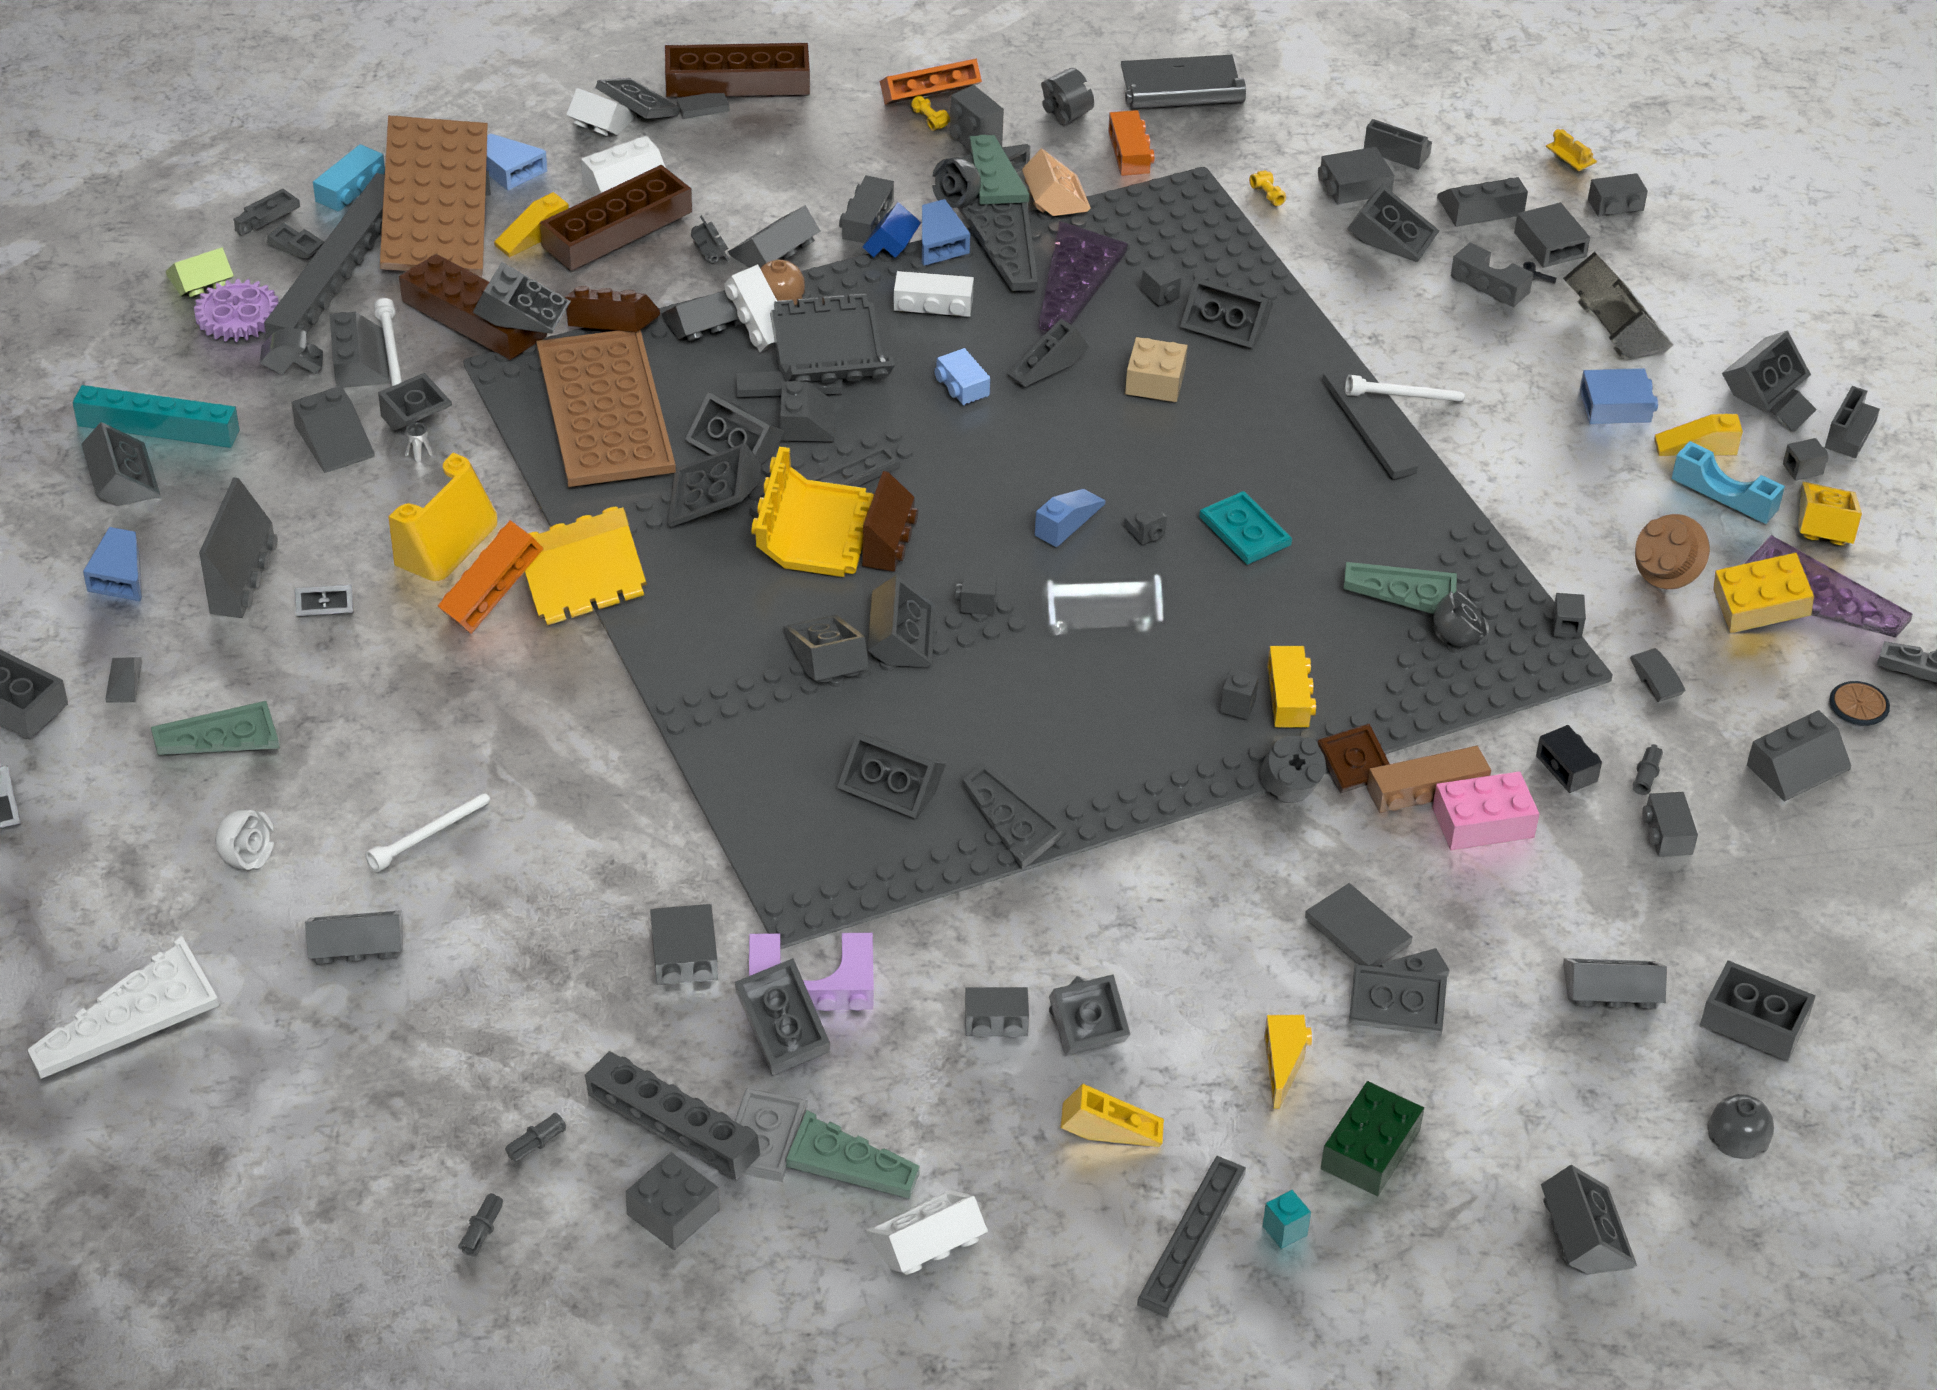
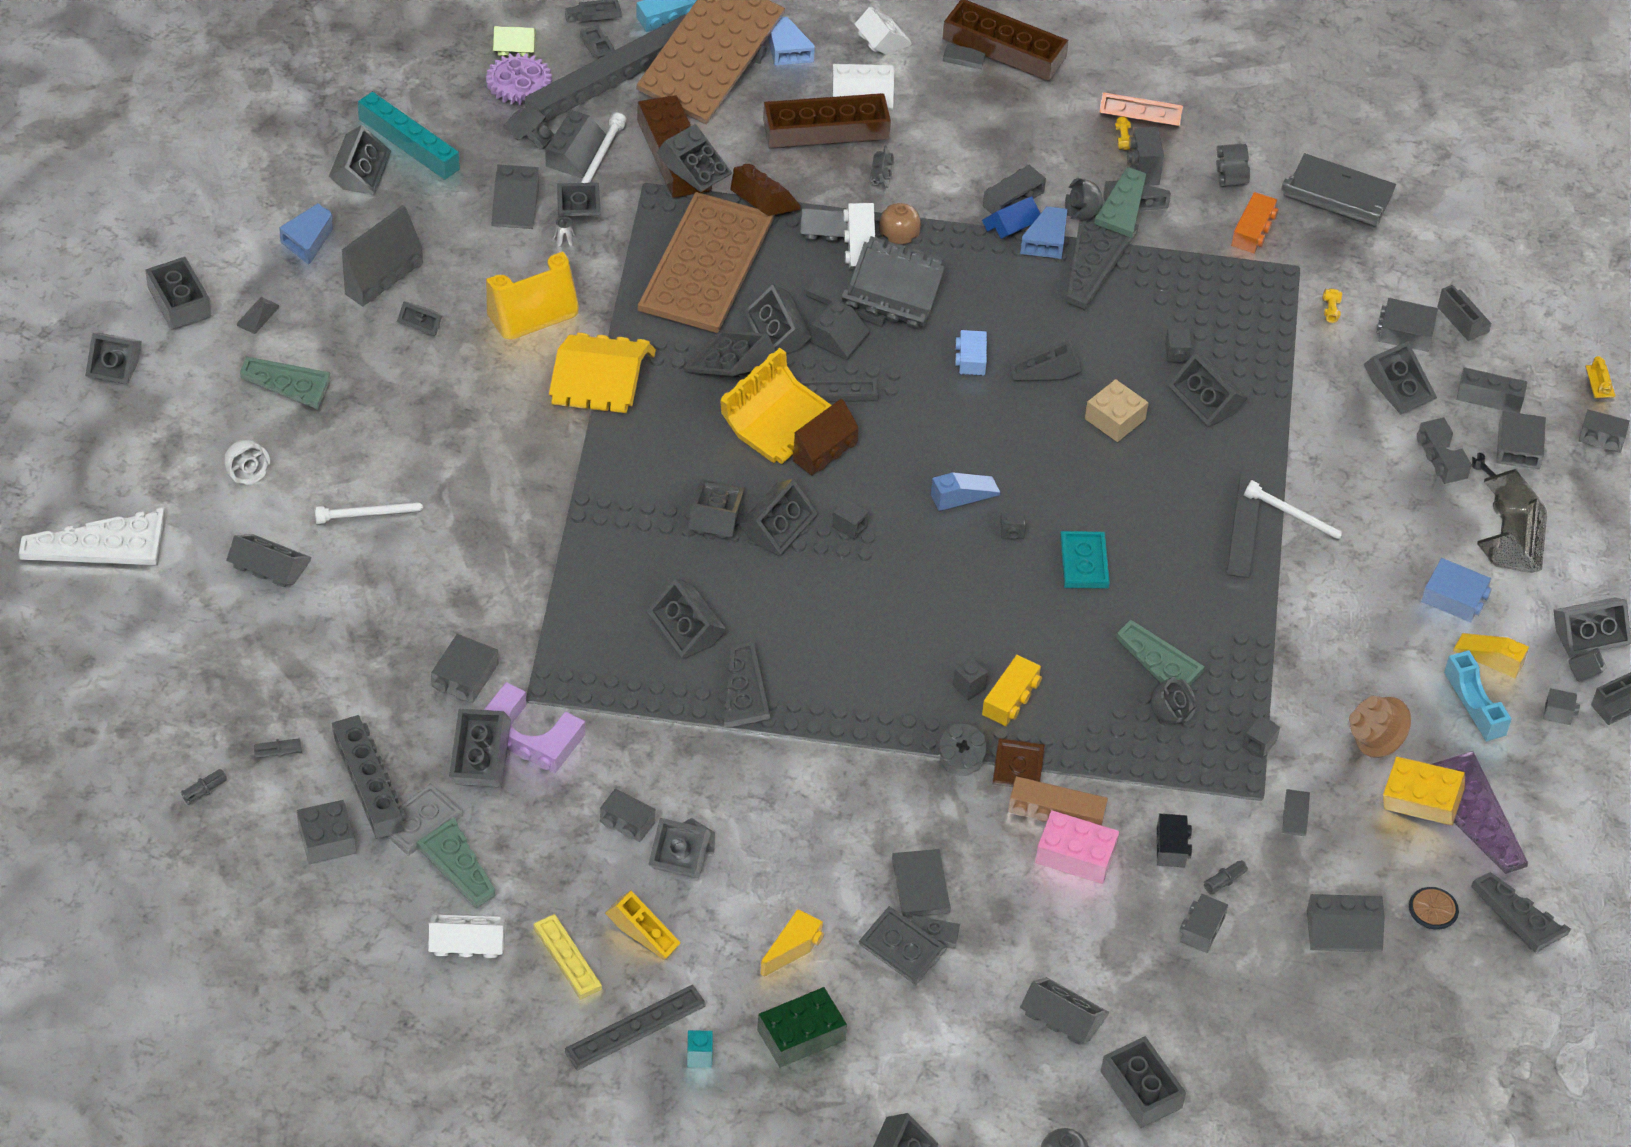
camera: 30 degrees right, 5 degrees up
(490, 576) = (529, 352): orange brick -> none
(526, 228) = (753, 104): yellow slope -> none
(637, 98) = (917, 31): dark grey tile -> none
(777, 239) = (929, 188): slope -> none
(933, 293) = (1003, 279): white brick -> none
(1054, 186) = (1165, 233): light nougat slope -> none
(1054, 1198) = (567, 956): none -> light yellow tile
(1076, 272) = (1123, 308): clear purple wing -> none
(1102, 605) = (922, 566): clear windscreen -> none
(1828, 513) = (1539, 755): yellow slope -> none

